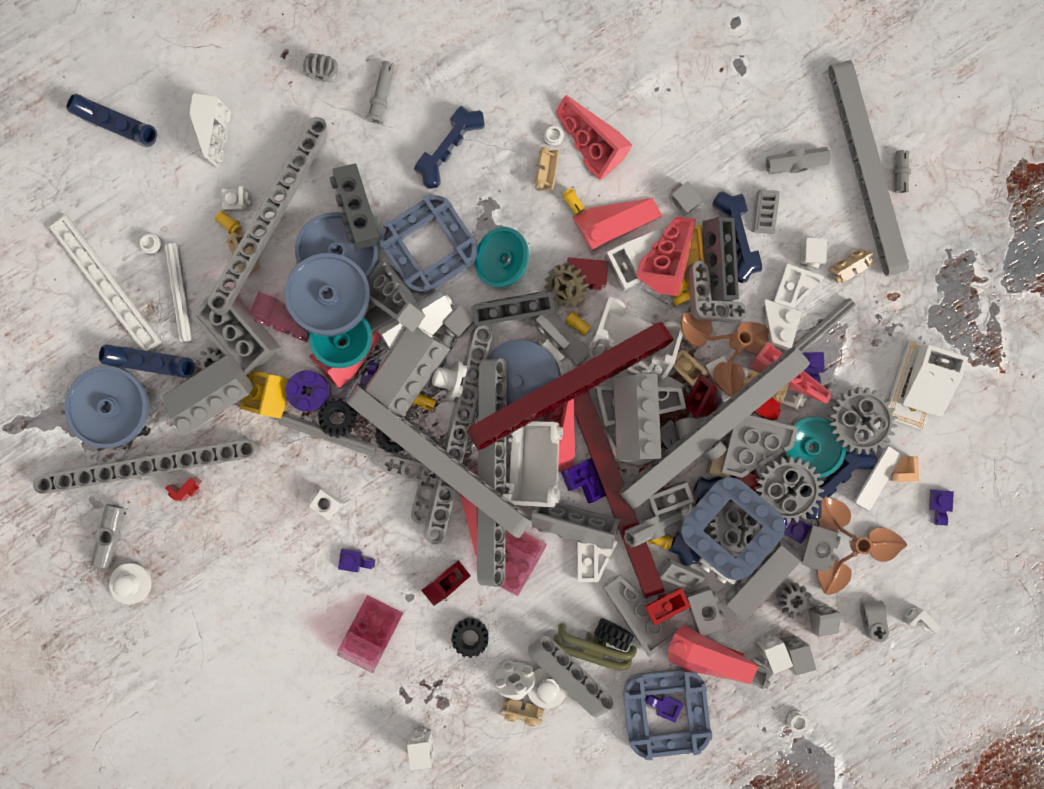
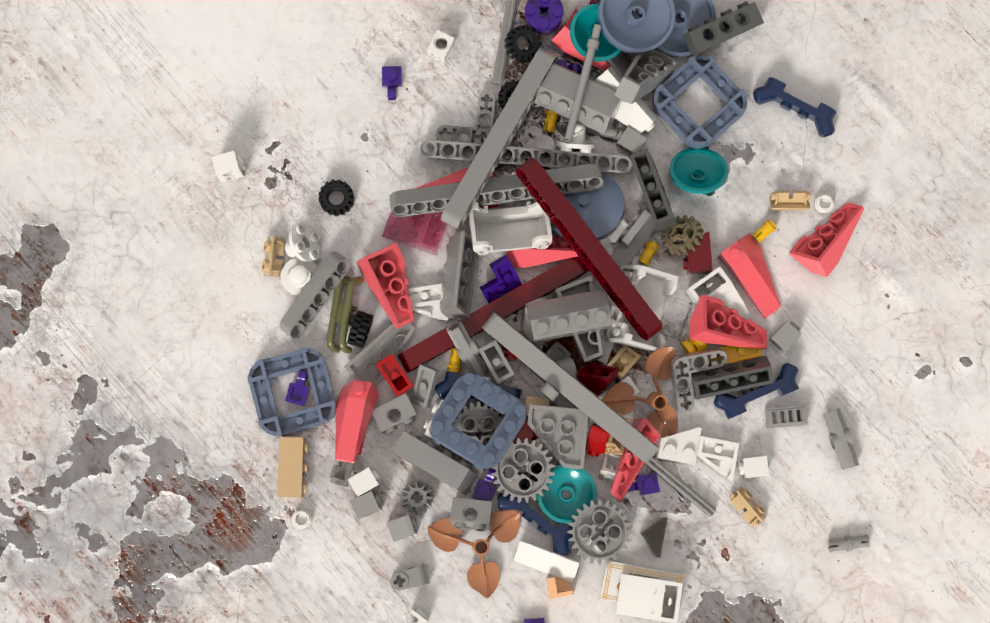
camera: 80 degrees right, 5 degrees down
(355, 346) = (592, 45): none -> light grey bar
(369, 634) = (325, 104): clear pink slope -> none
(379, 102) = (826, 35): light grey pin -> none
(445, 583) = (384, 167): dark red slope -> none
(566, 597) = (387, 280): none -> coral wedge
(744, 724) = (292, 467): none -> tan brick
(867, 364) = (655, 535): none -> clear smoke slope
(868, 168) = (845, 508): light grey beam -> none

